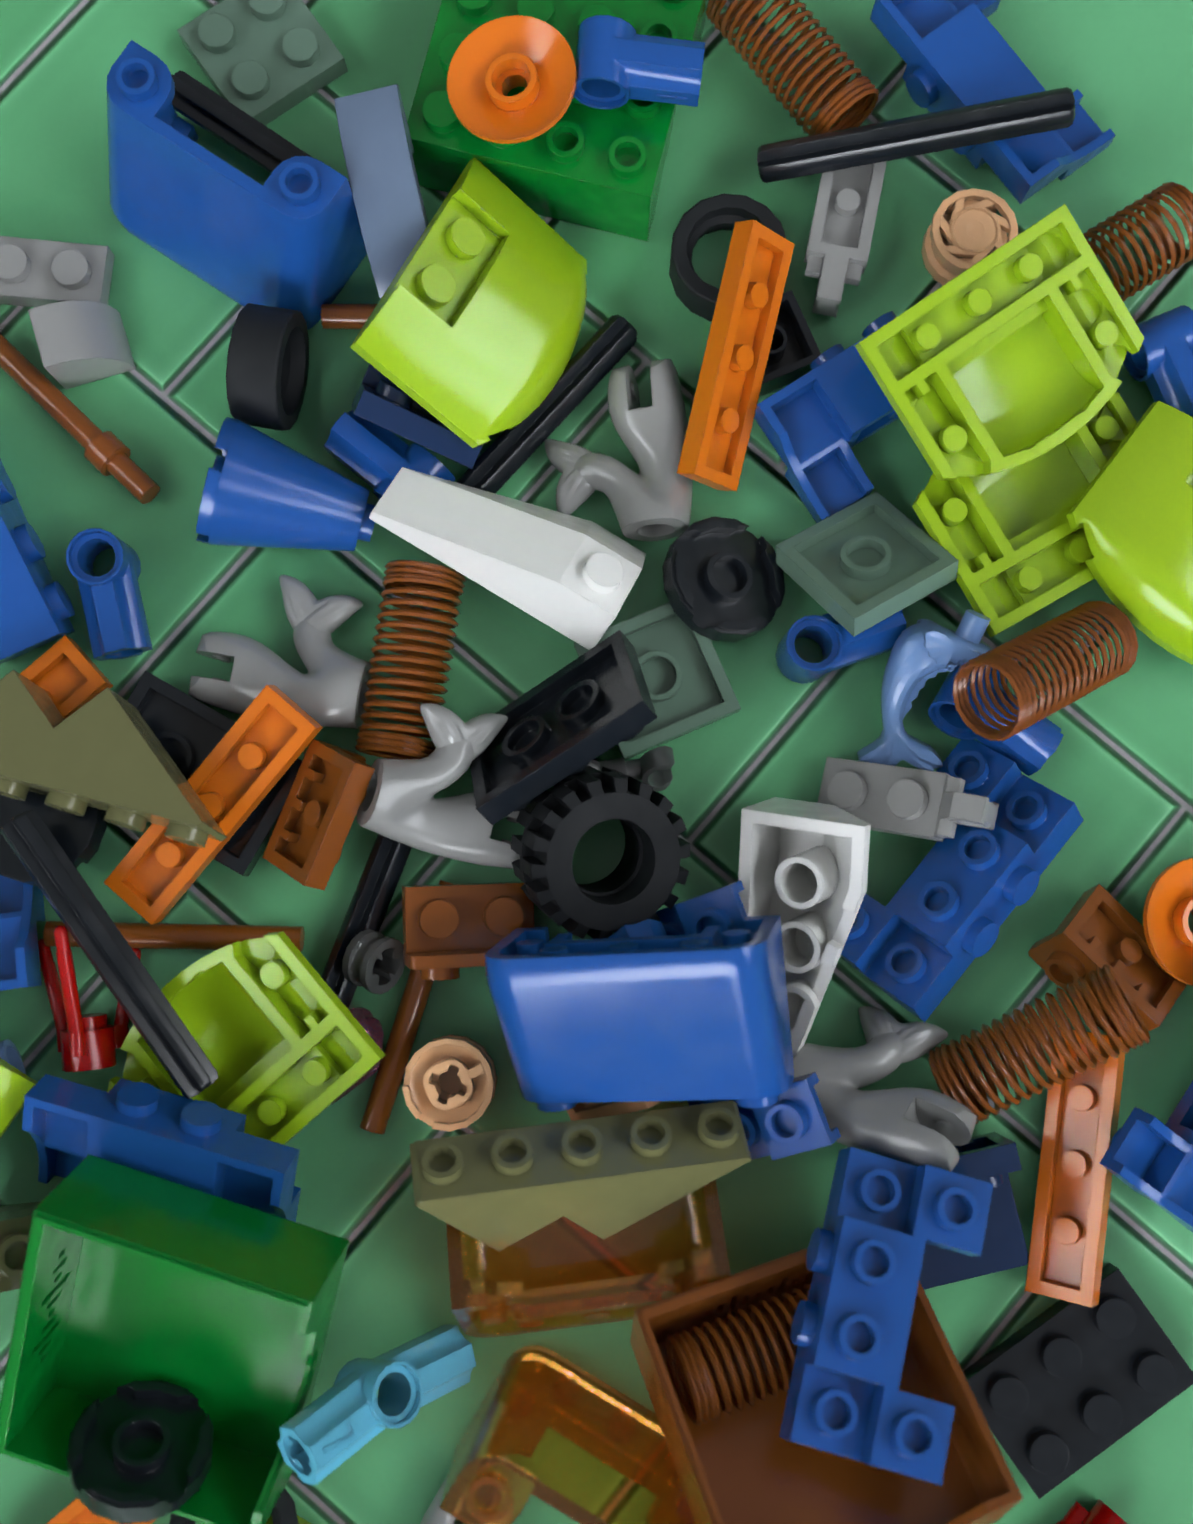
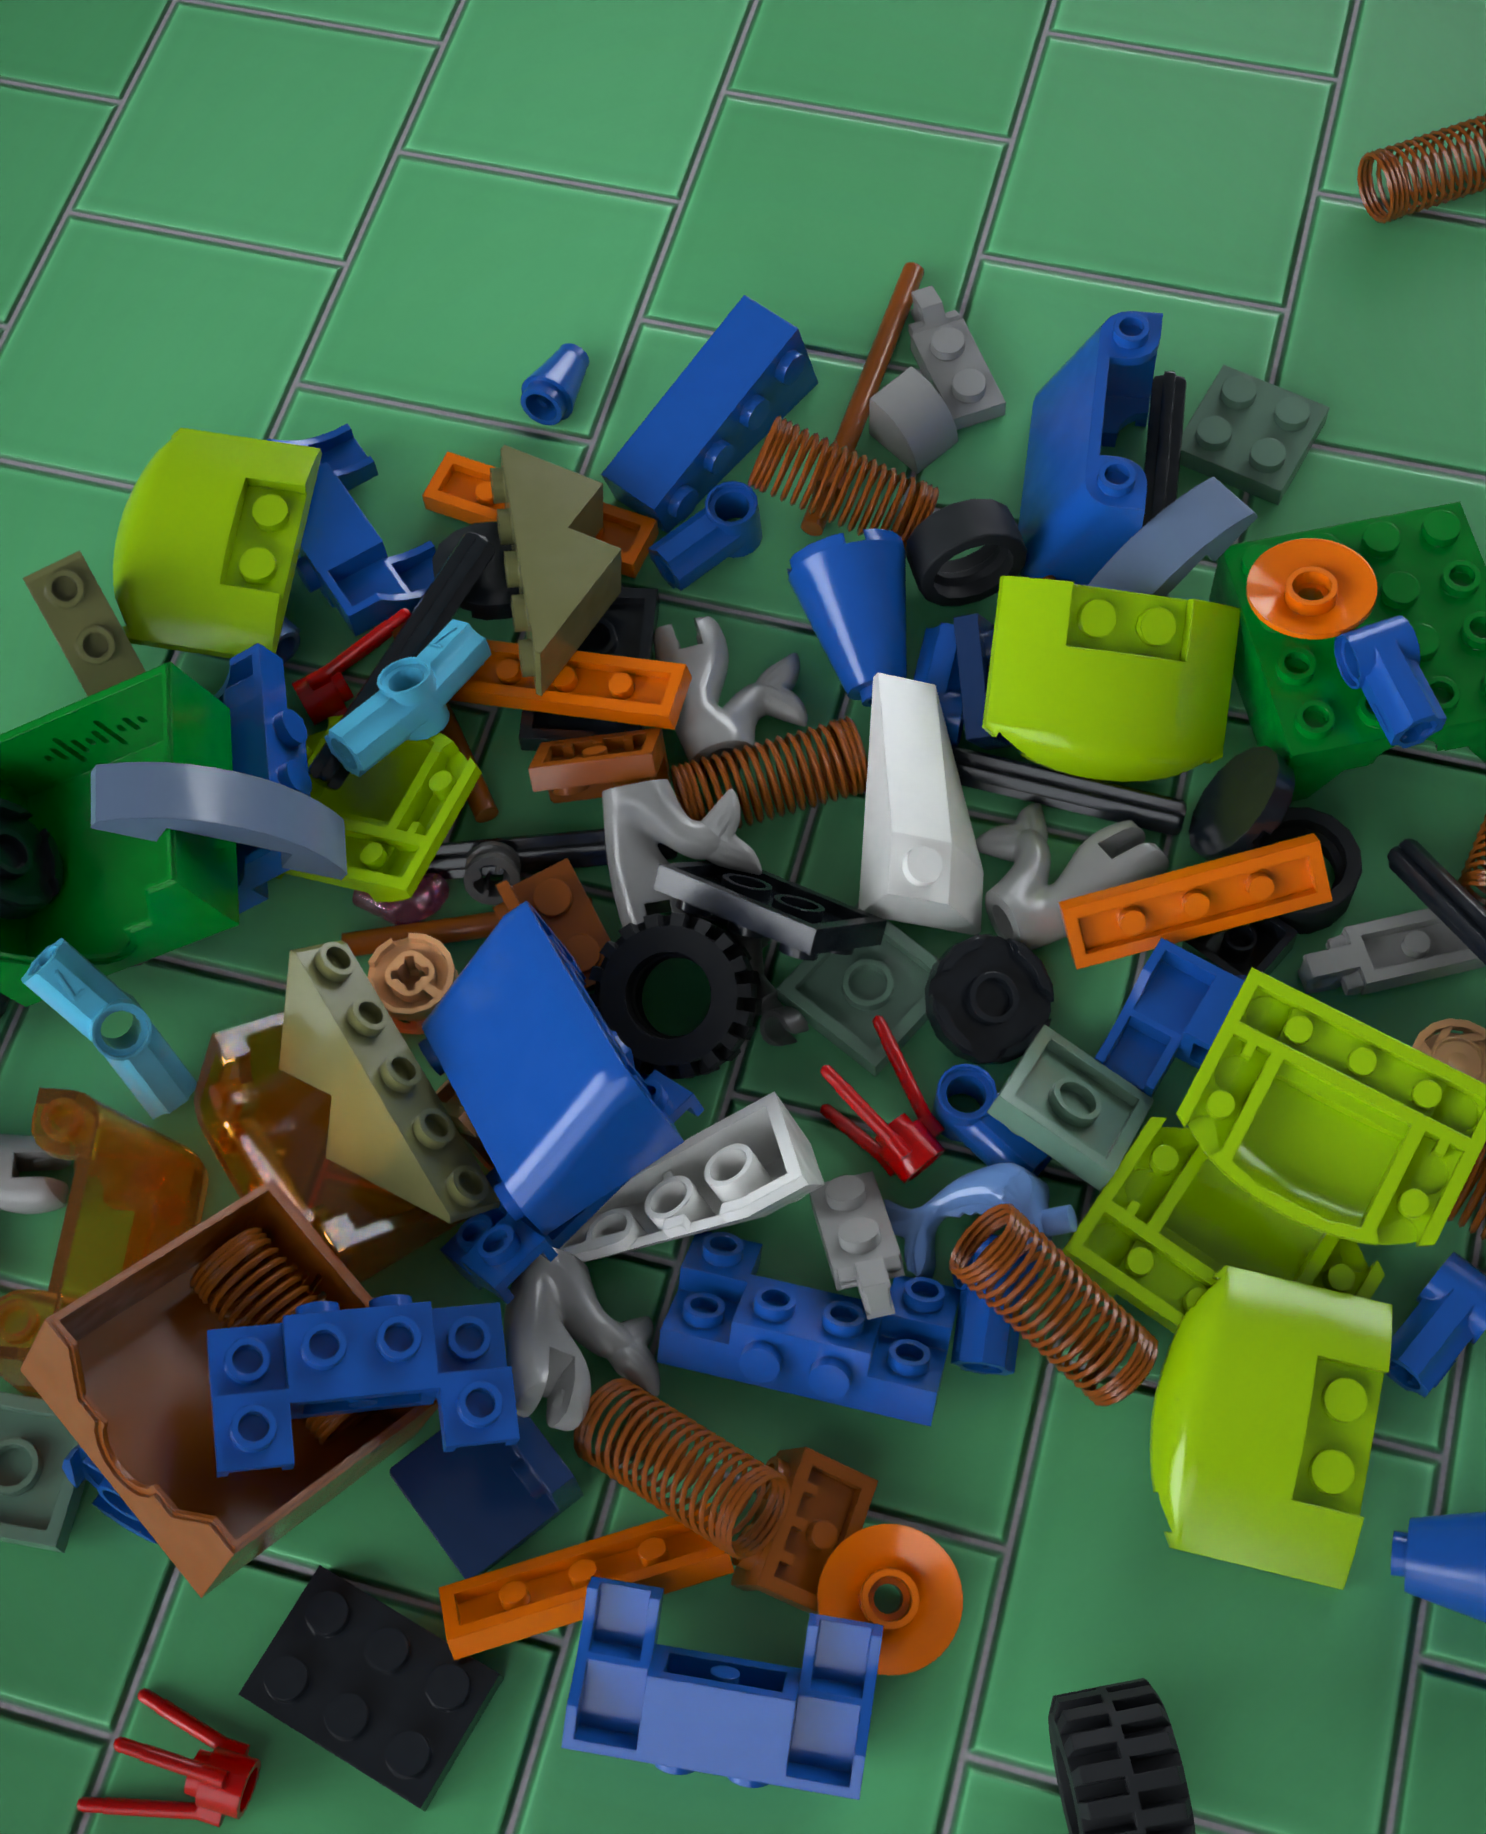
camera: 70 degrees right, 20 degrees down
(72, 494) = (916, 508): none -> dark orange piece
(165, 966) = (409, 699): none -> medium azure piece
(230, 1229) = (219, 804): none -> sand blue slope
(657, 268) = (1241, 803): none -> black tile
(820, 720) = (901, 1145): none -> red plant

